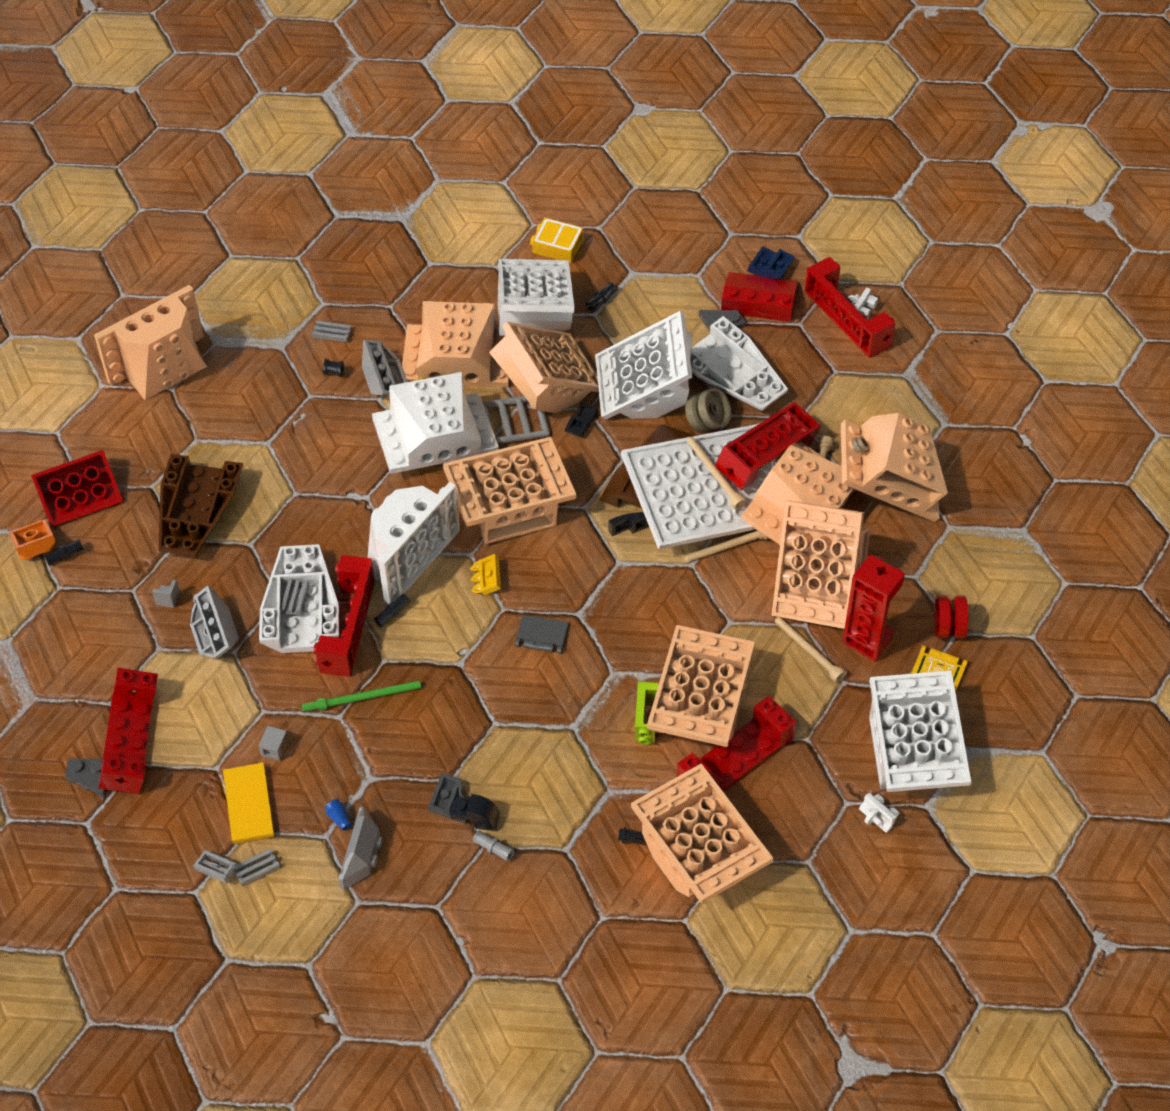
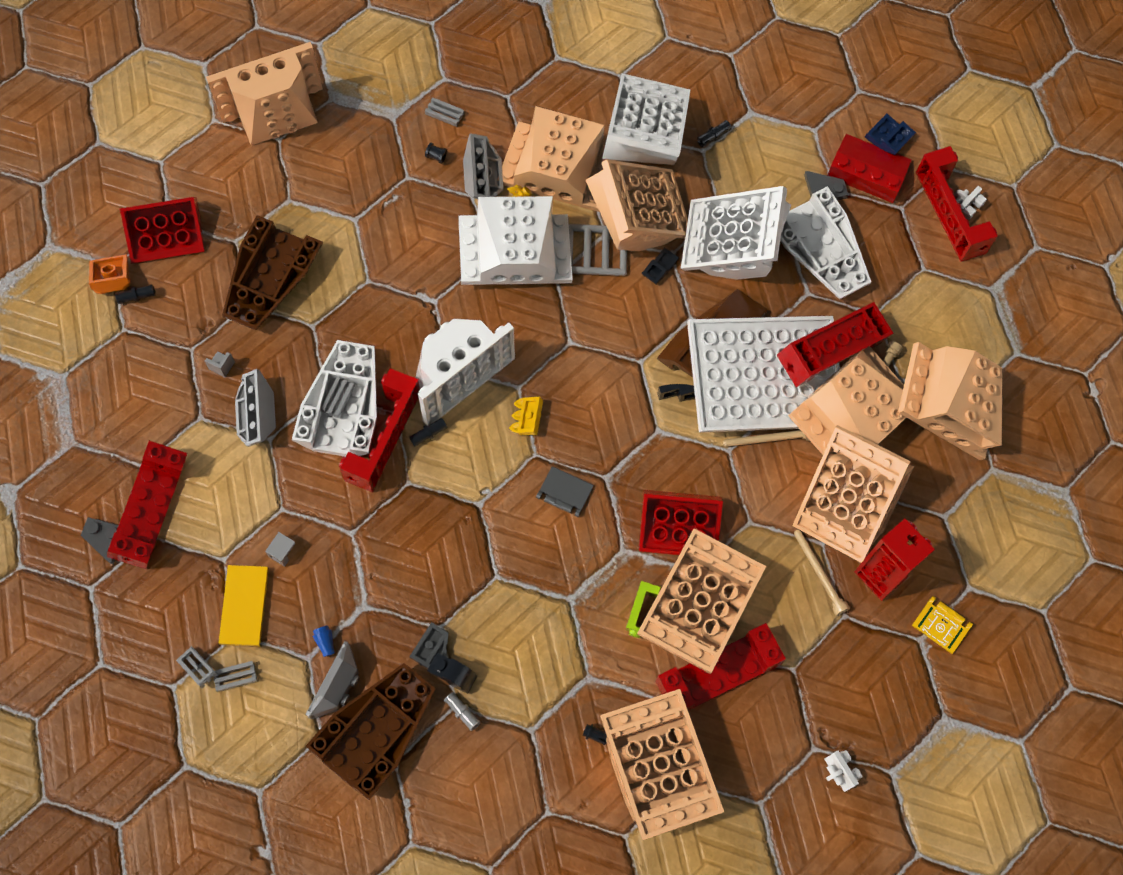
camera: 10 degrees right, 15 degrees up
(323, 703) = (338, 517): bright green bar -> none
(409, 880) = (373, 730): none -> reddish brown wedge
(511, 489) = (570, 332): light nougat wedge -> none
(557, 240) = (686, 61): yellow brick -> none
(650, 630) = (672, 516): none -> red slope
(708, 410) = (786, 288): dark tan wheel -> none
(736, 500) = (789, 396): tan piece -> none
(860, 445) = (927, 376): dark tan plate -> none
(917, 732) = (902, 705): white wedge -> none
(951, 616) = (969, 576): red wheel -> none

